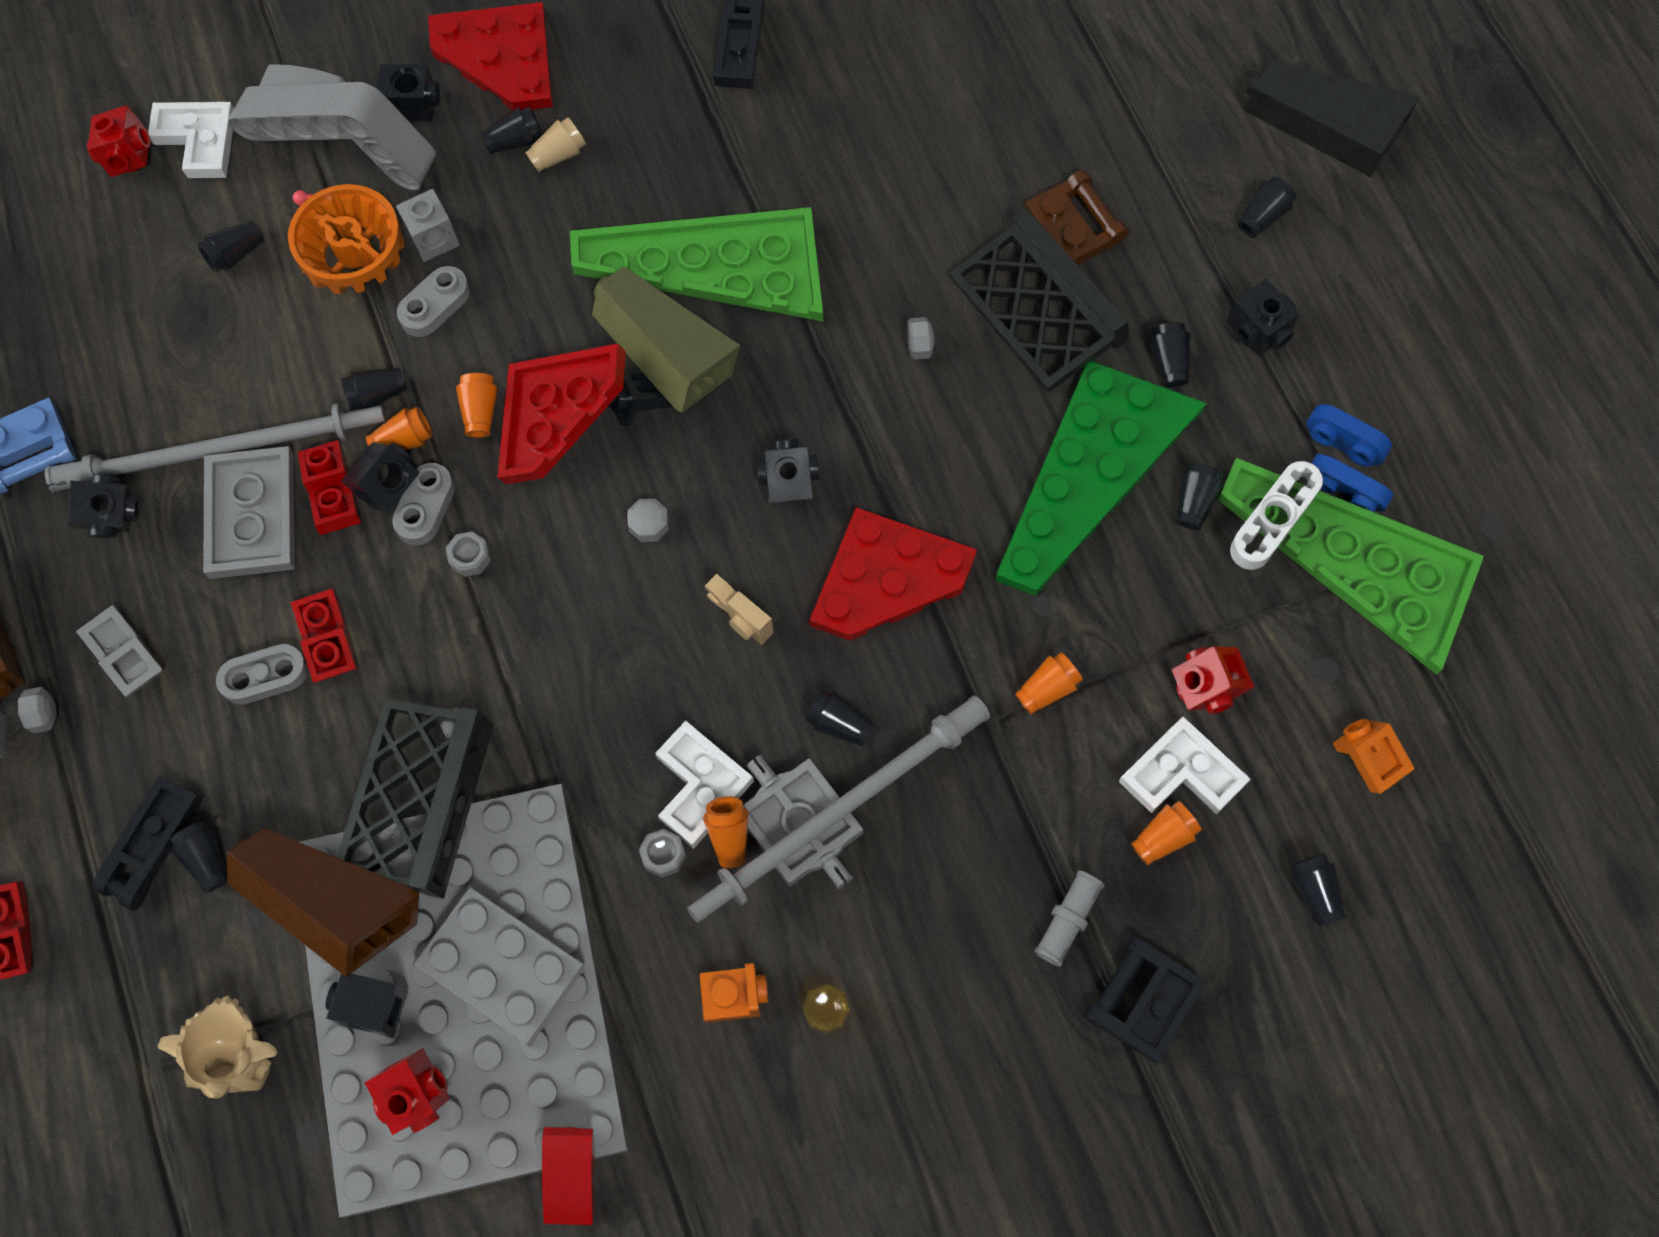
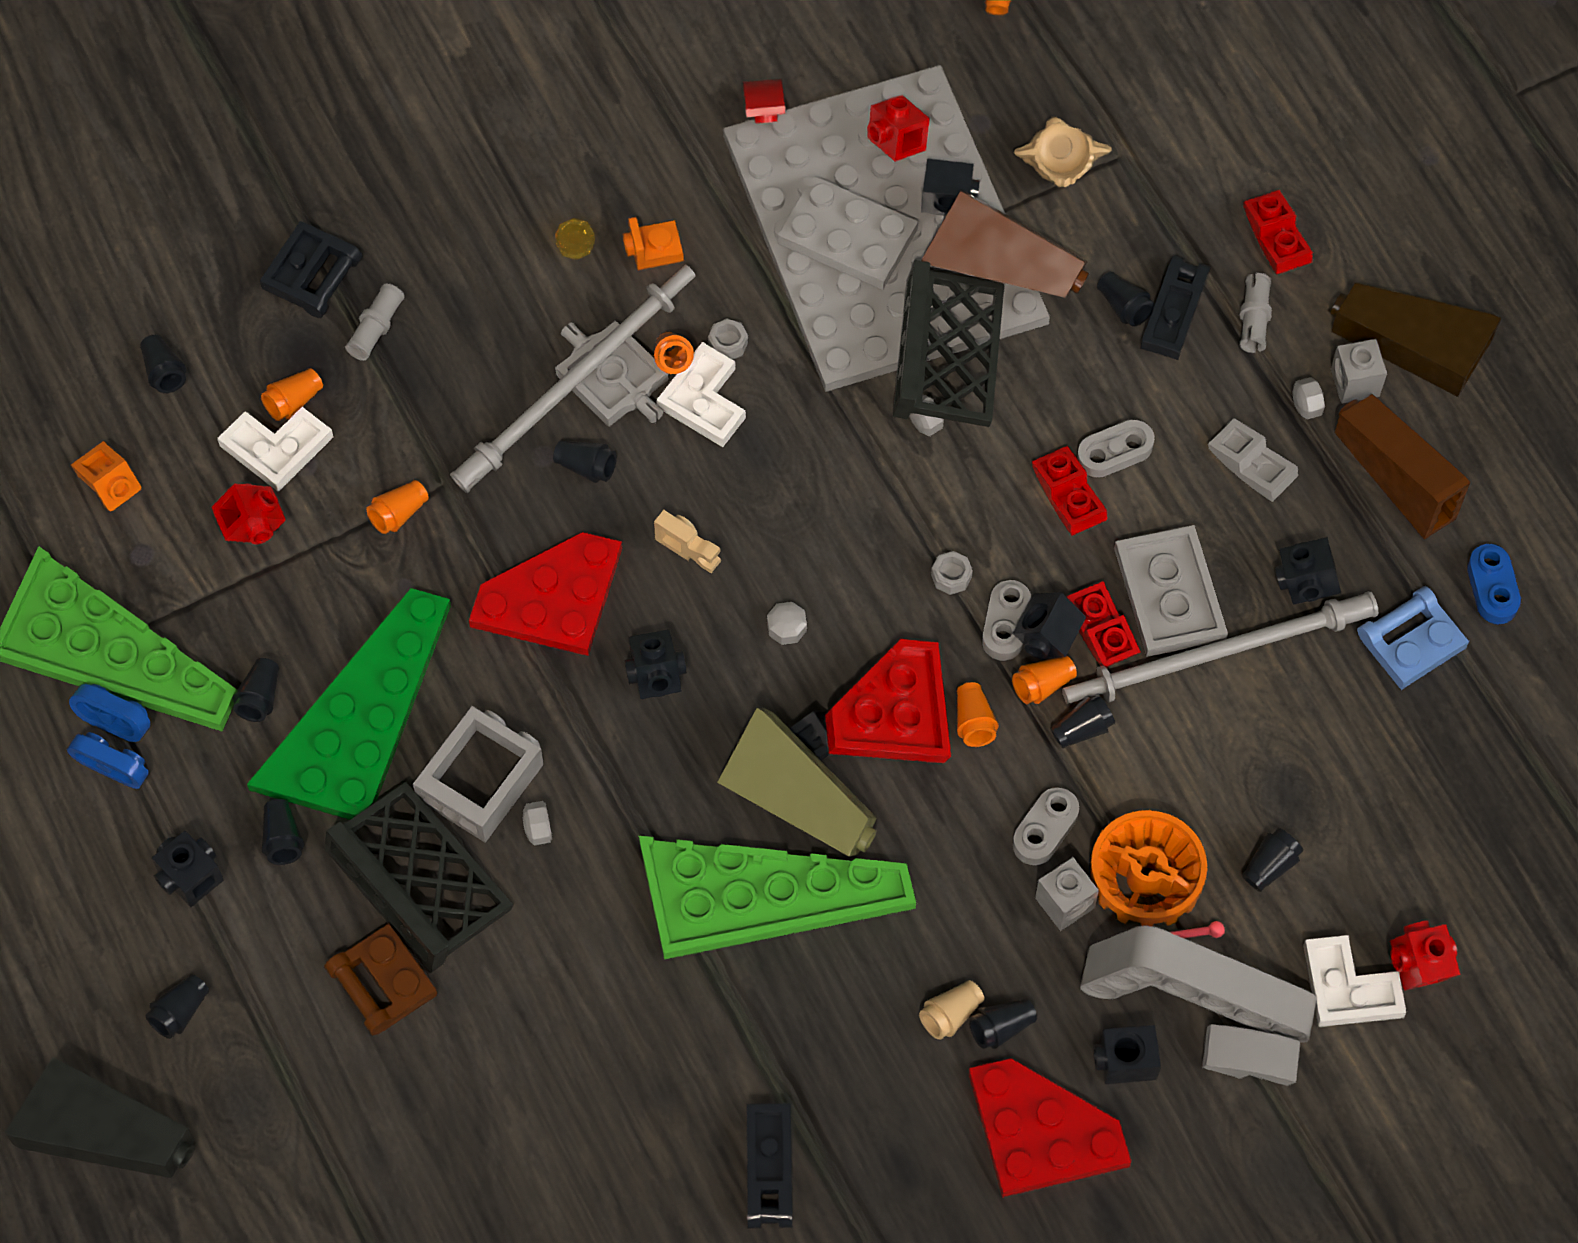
camera: 170 degrees right, 5 degrees down
(60, 824) = (1255, 312): none -> light grey pin
(997, 358) = (457, 808): none -> light grey window
(1276, 497) = (181, 646): white beam -> none

